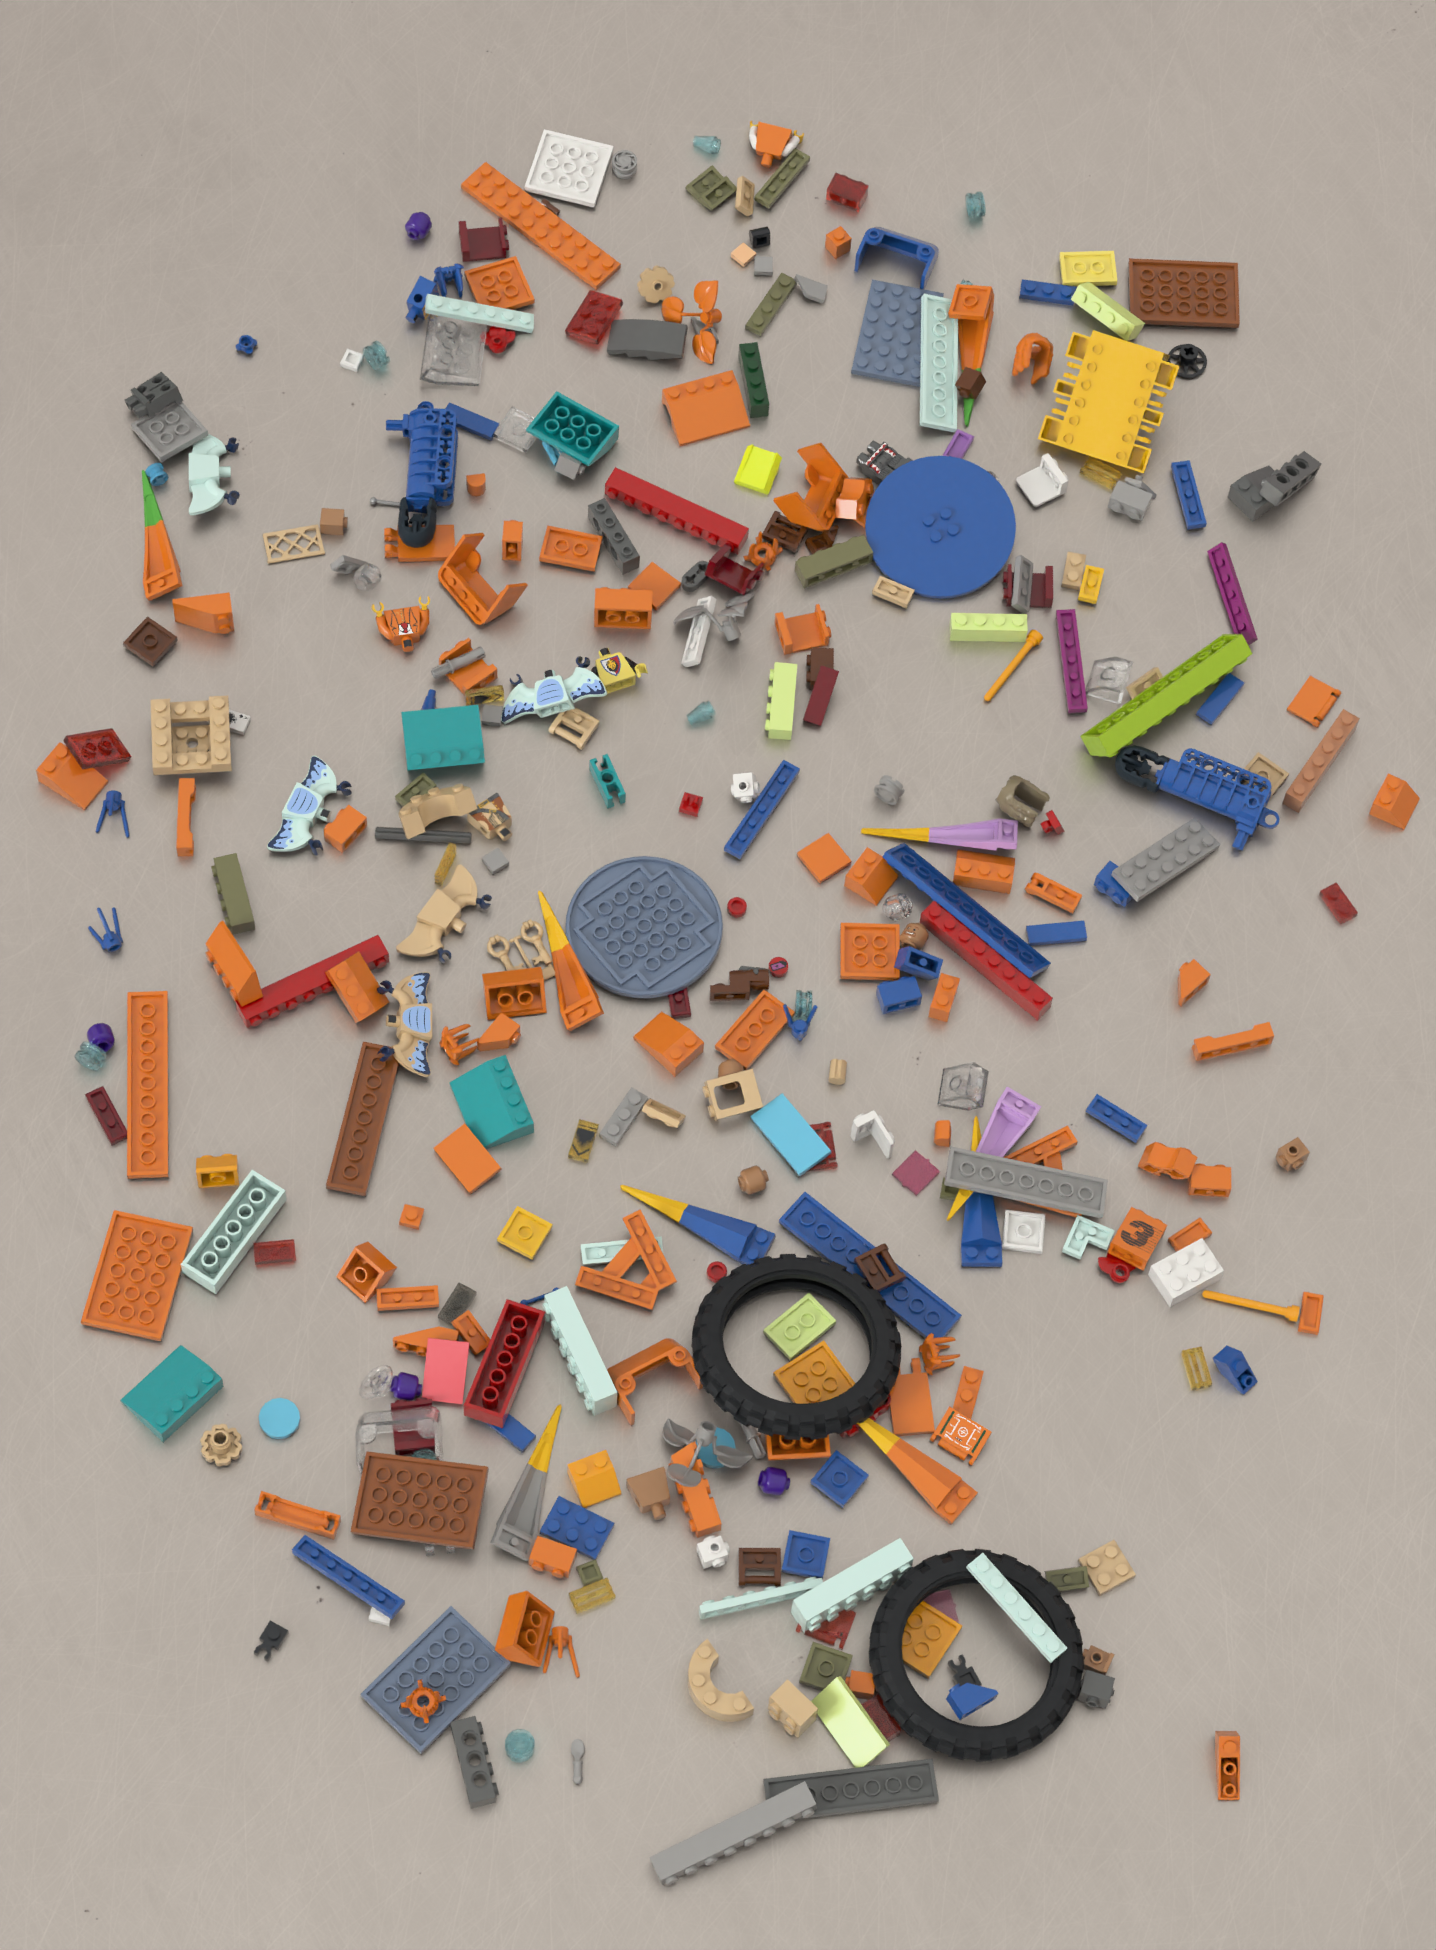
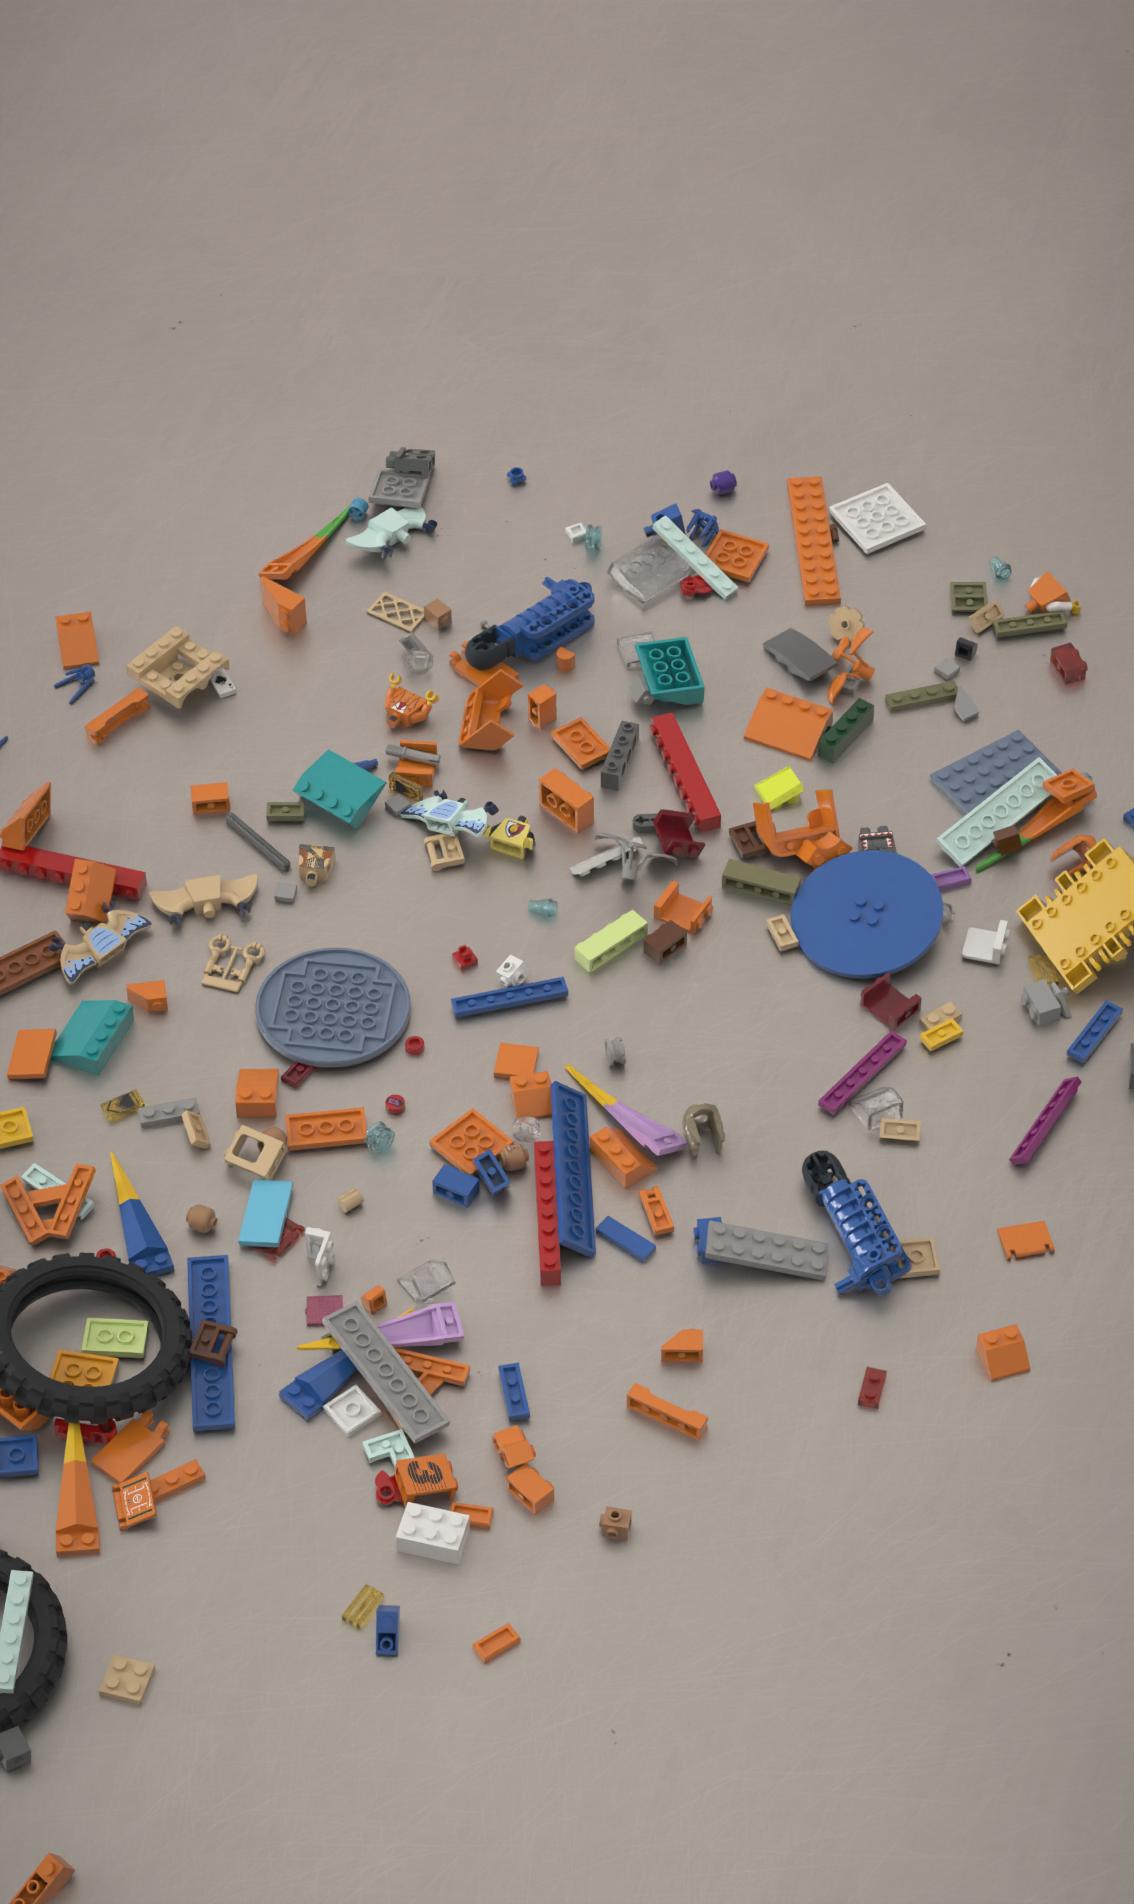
camera: 50 degrees right, 15 degrees down
(97, 748) = (110, 633): clear red plate -> none
(150, 641) = (228, 600): reddish brown plate -> none
(234, 894) = (89, 782): olive brick -> none
(306, 807) = (200, 767): torso -> none
(434, 806) = (274, 823): tan brick -> none
(445, 864) = (248, 866): clear yellow tile -> none
(451, 1046) = (108, 976): orange piece -> none
(473, 422) = (610, 620): blue tile -> none
(483, 243) = (756, 522): dark red panel -> none
(514, 992) = (191, 977): orange slope -> none
(575, 991) = (235, 1008): orange plate -> none
(594, 317) = (779, 617): clear red plate -> none
(607, 774) = (422, 899): teal piece -> none
(624, 165) = (921, 542): light grey wheel -> none
(659, 581) = (612, 808): orange tile -> none
(740, 984) = (352, 1092): reddish brown plate -> none
(743, 254) = (940, 652): light nougat tile -> none
(771, 552) = (723, 836): orange piece -> none
(799, 1027) = (359, 1152): blue plant -> none
(820, 695) = (640, 955): dark red tile -> none
(823, 540) = (780, 865): reddish brown slope -> none
(838, 242) = (1020, 688): orange brick -> none
(901, 244) = (1077, 736): blue windscreen -> none
(930, 1348) = (176, 1432): orange piece -> none
(944, 997) = (485, 1212): orange brick -> none
(988, 627) = (824, 1004): yellowish green brick -> none
(1022, 584) = (884, 995): light grey plate -> none
(1033, 639) = (849, 1038): light orange piece -> none
(1052, 824) = (712, 1165): red tile -> none
(1068, 1578) = (87, 1659): olive plate -> none
(1097, 1666) = (38, 1732): medium nougat brick -> none
(1166, 695) = (903, 1142): lime brick -> none
(1220, 698) = (950, 1182): blue tile -> none
(1290, 1312) = (479, 1628): light orange piece -> none
(1320, 761) = (976, 1279): nougat brick -> none

